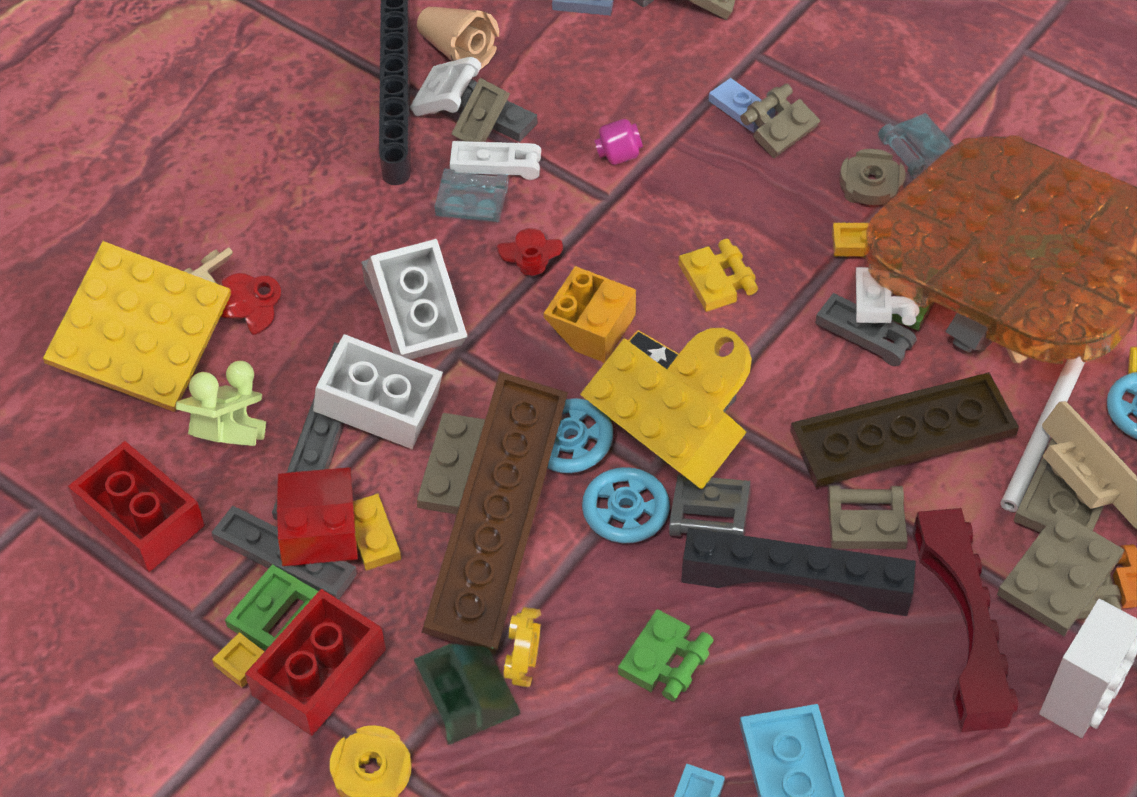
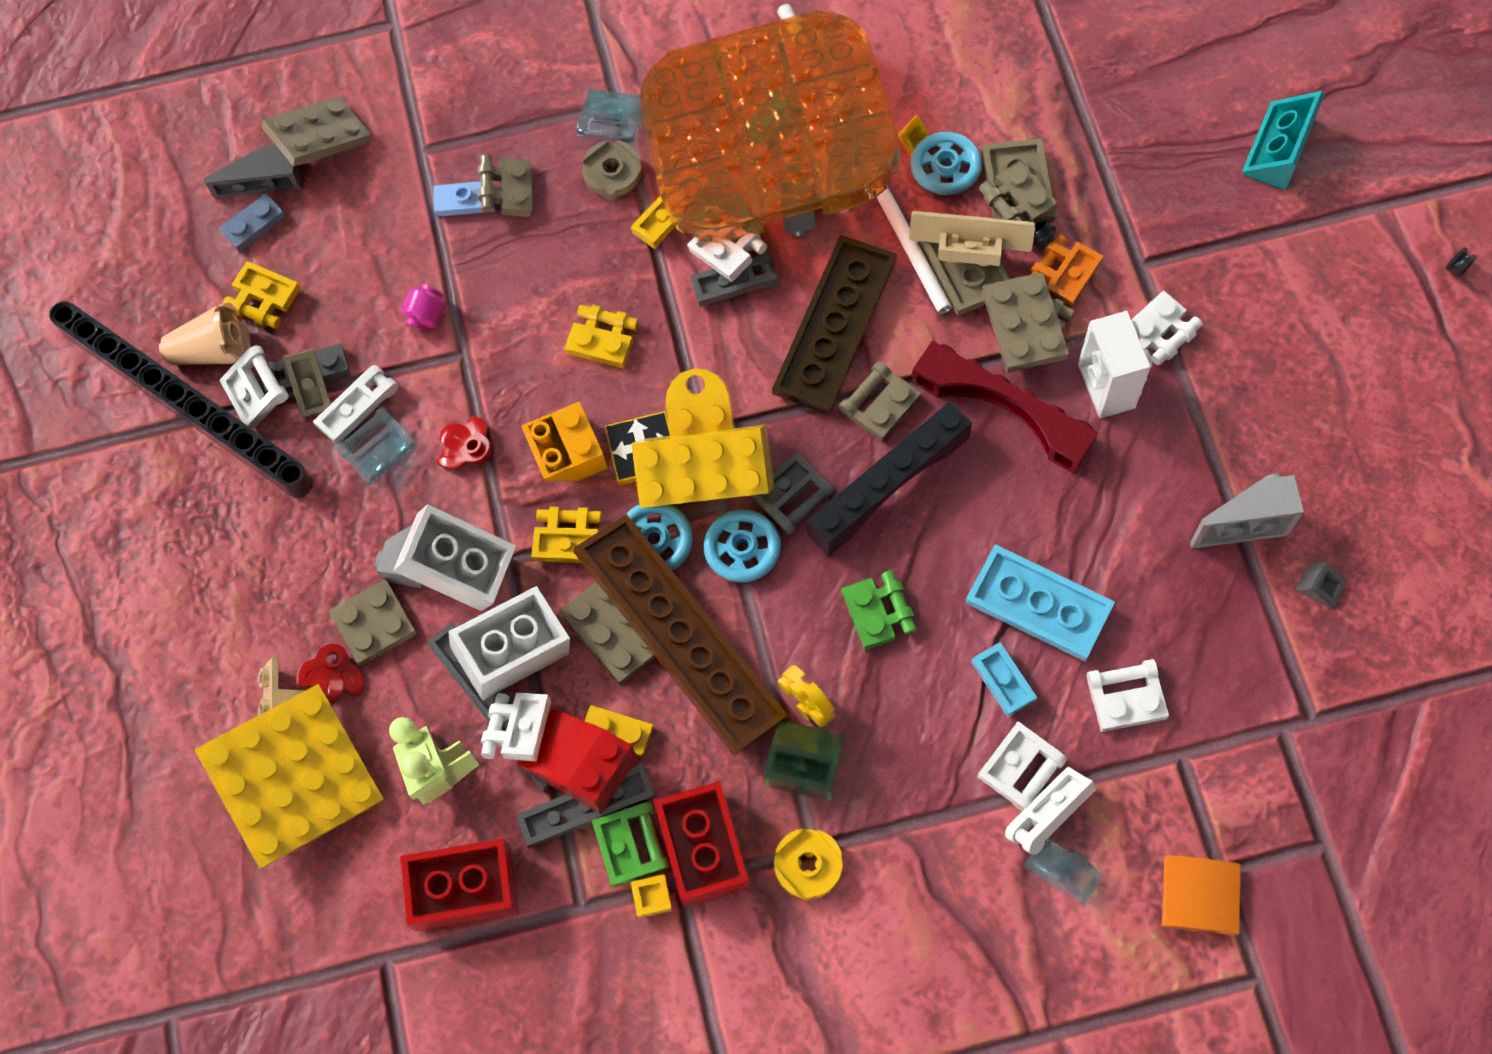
camera: 45 degrees left, 15 degrees up
(308, 447) = (524, 730): none -> white plate
(321, 298) = (372, 622): none -> dark tan plate
(498, 359) = (557, 543): none -> yellow plate
(537, 39) = (265, 286): none -> yellow plate

